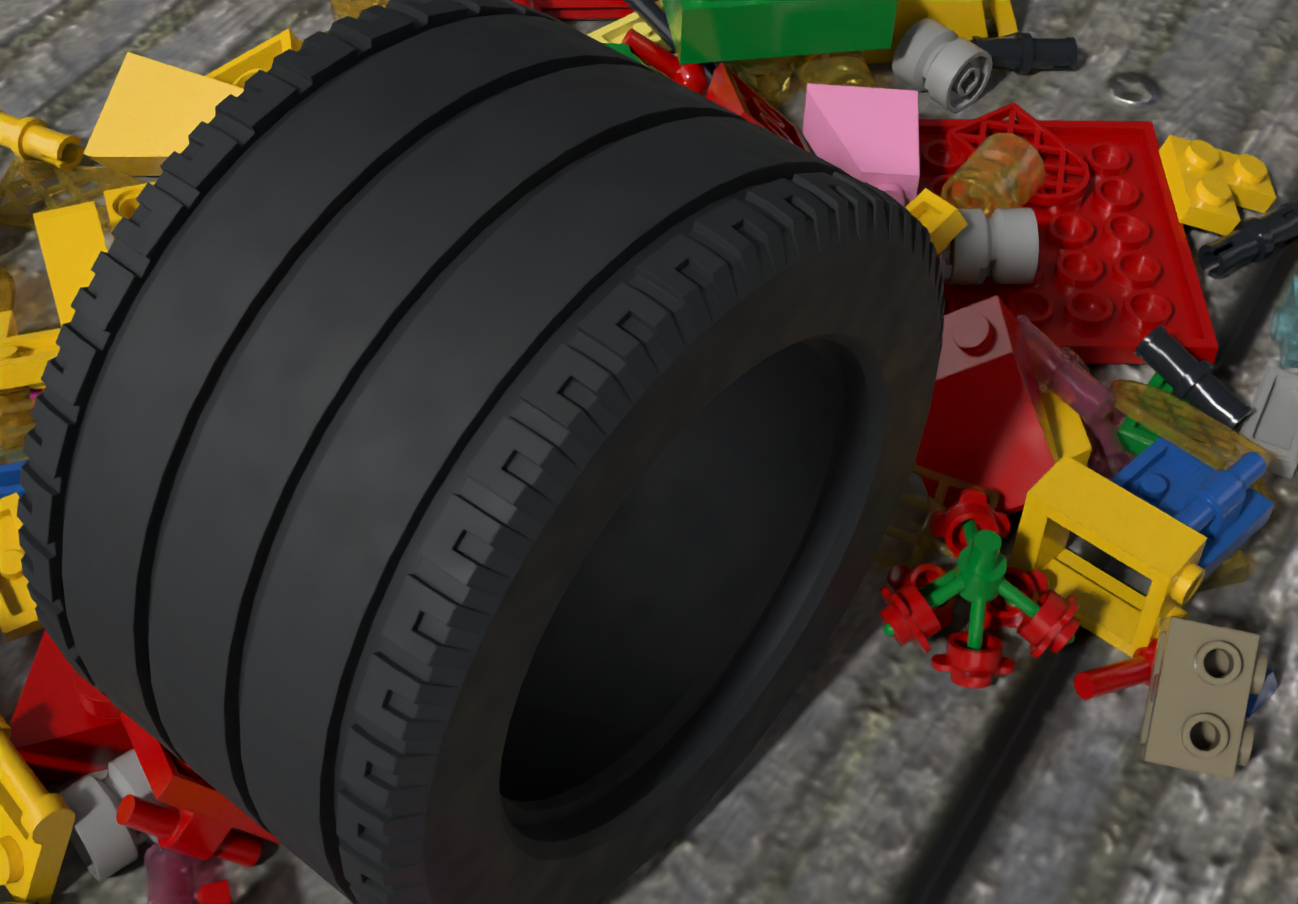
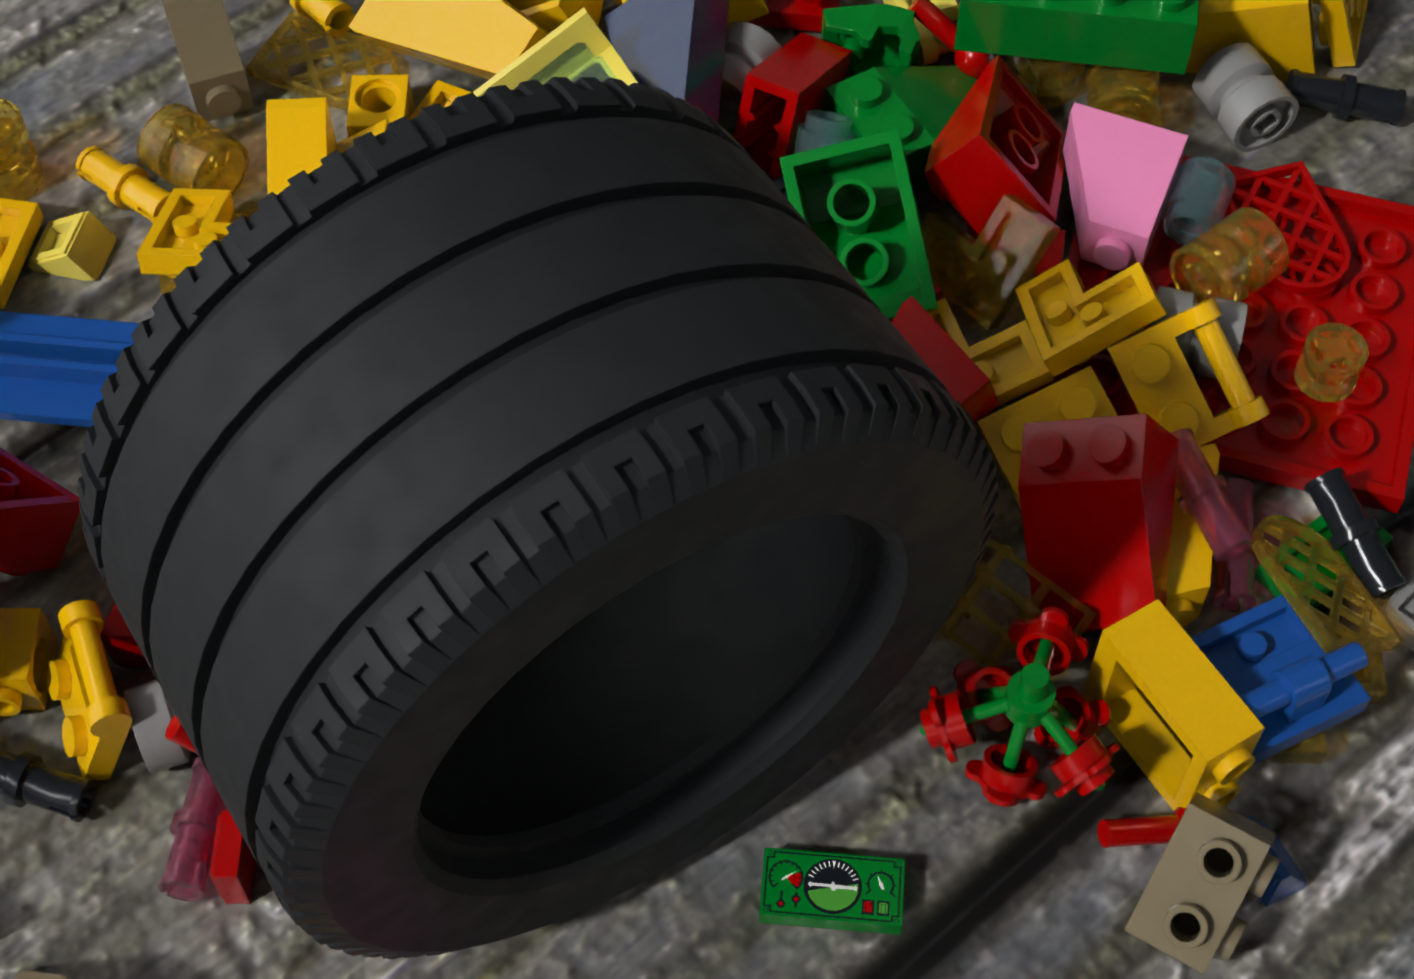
camera: 20 degrees right, 10 degrees up
(849, 807) = (832, 891): none -> green tile
(943, 142) = (1197, 198): none -> clear light blue brick
(975, 274) = (1165, 385): none -> yellow plate
(1112, 248) = (1329, 346): none -> clear yellow wheel

